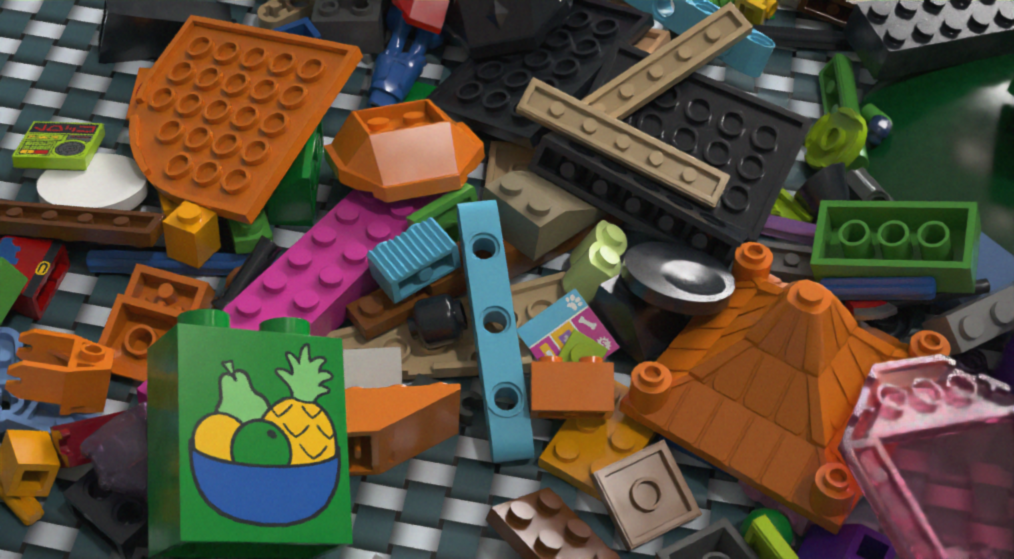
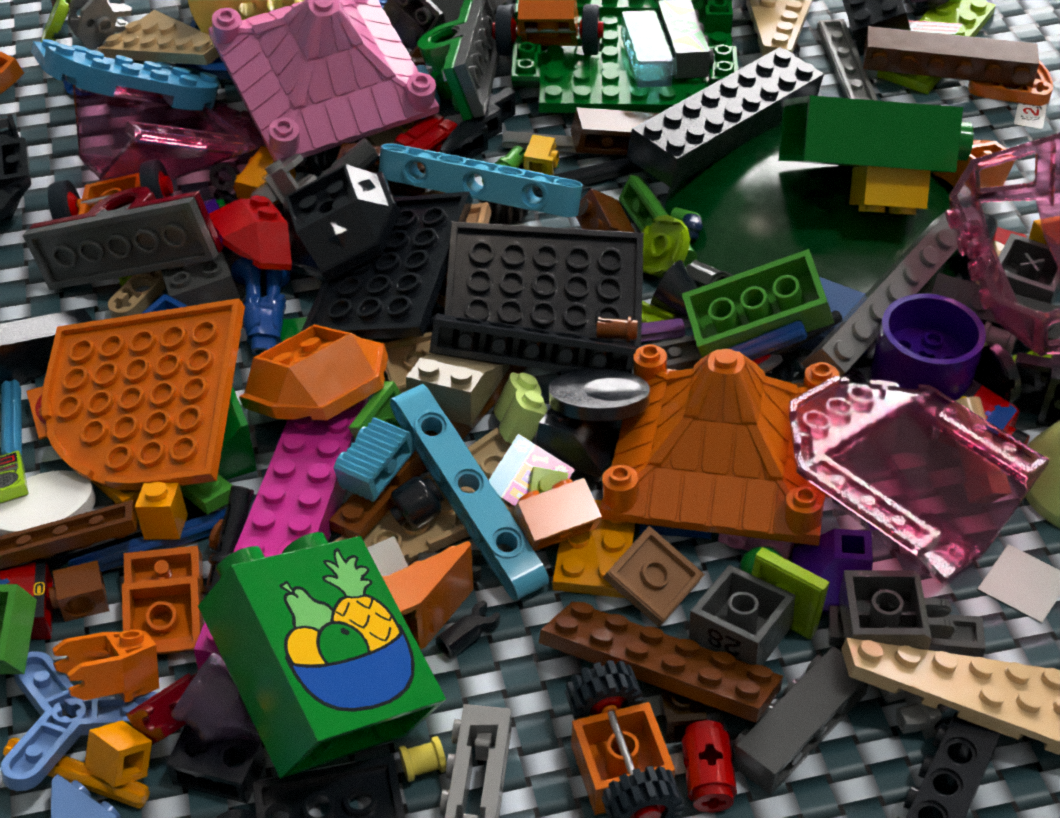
camera: 20 degrees left, 5 degrees down
(83, 284) = (79, 591): none -> dark orange brick
(115, 89) = (11, 417): none -> dark azure axle
(427, 474) = (466, 630): none -> black bar
(622, 143) = (498, 304): tan tile -> none
(671, 63) = (499, 239): tan plate -> none
(737, 213) = (617, 328): none -> dark orange pin
(788, 85) = (602, 212): none -> reddish brown brick

